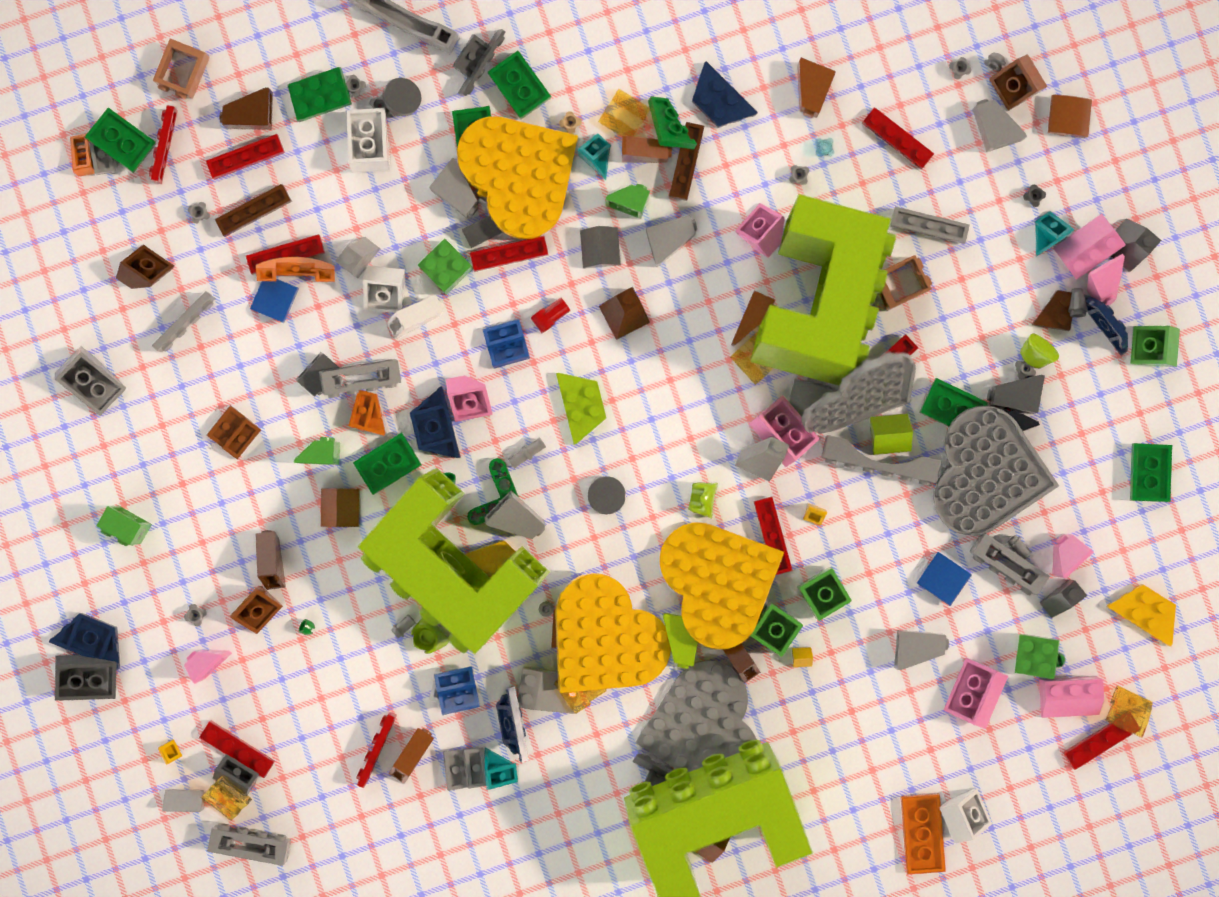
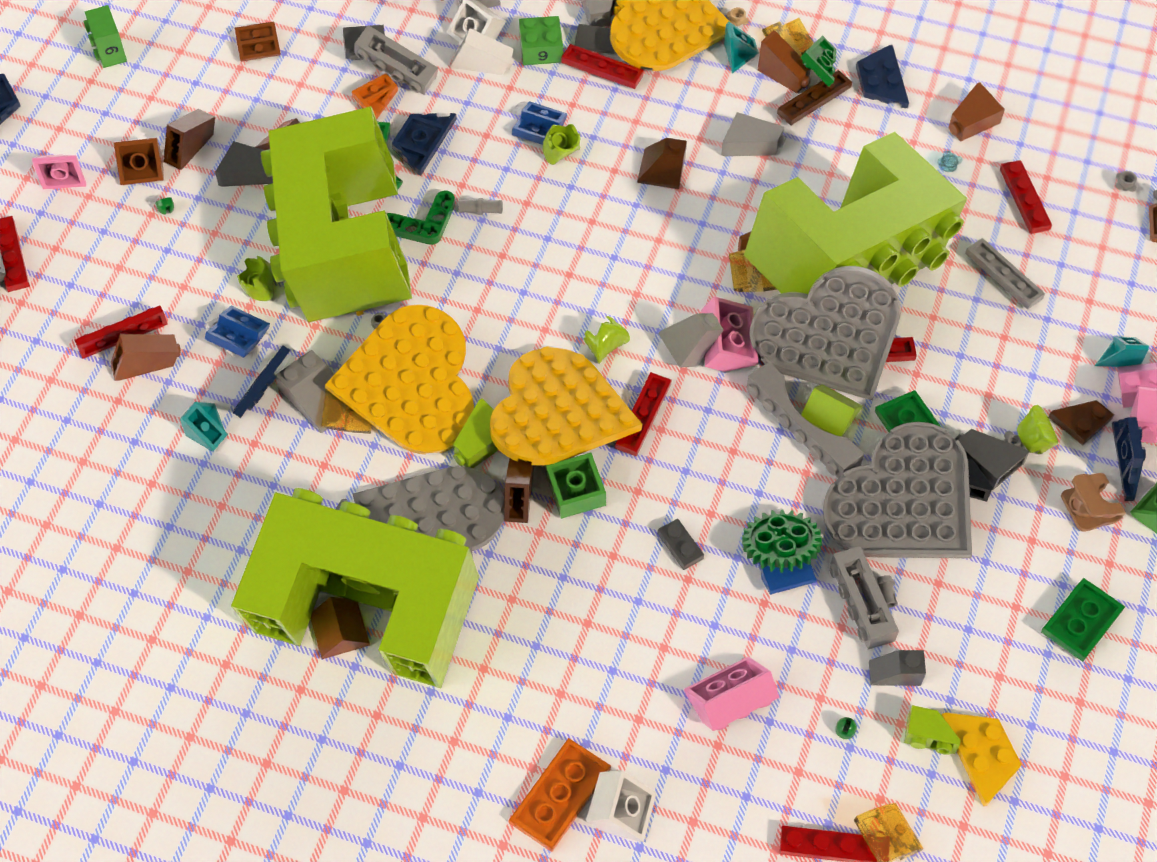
camera: 40 degrees right, 30 degrees down
(189, 616) = (88, 137): light grey plate -> none
(320, 452) = (308, 88): bright green slope -> none
(335, 550) = (242, 167): none -> dark grey slope
(403, 626) = (238, 258): light grey pin -> none
(464, 768) = (175, 401): light grey slope -> none
(468, 398) = (468, 136): bright pink slope -> none
(515, 517) = (424, 237): light grey slope -> none
(541, 354) = (560, 142): none -> lime hair
(546, 318) = (589, 125): red piece -> none
(581, 404) = (562, 205): lime wing -> none
(600, 247) = (686, 109): dark grey slope -> none
(606, 495) = (519, 281): dark grey tile -> none
(629, 200) = (739, 85): bright green slope -> none
(762, 229) = (834, 183): bright pink slope -> none
(802, 657) = (579, 537): yellow slope -> none
(815, 514) = (700, 425): yellow slope -> none
(824, 593) = (650, 489): bright green brick -> none
(868, 612) = (680, 544): none -> dark grey plate
(918, 647) = (705, 606): light grey slope -> none
(924, 281) = (944, 282): nougat window -> none
(934, 585) = (782, 540): none -> green gear
(996, 125) = (1130, 240): light grey slope -> none
(1037, 656) = (826, 698): bright green brick -> none
(1040, 194) = (1133, 312): dark grey plate -> none
(1068, 555) = (934, 630): bright pink slope -> none
(1071, 696) = (833, 771): bright pink slope -> none
(1077, 304) = (1107, 418): dark grey cone -> none
(1100, 382) = (1086, 504): none -> medium nougat piece
(1107, 626) = (929, 730): none -> lime slope

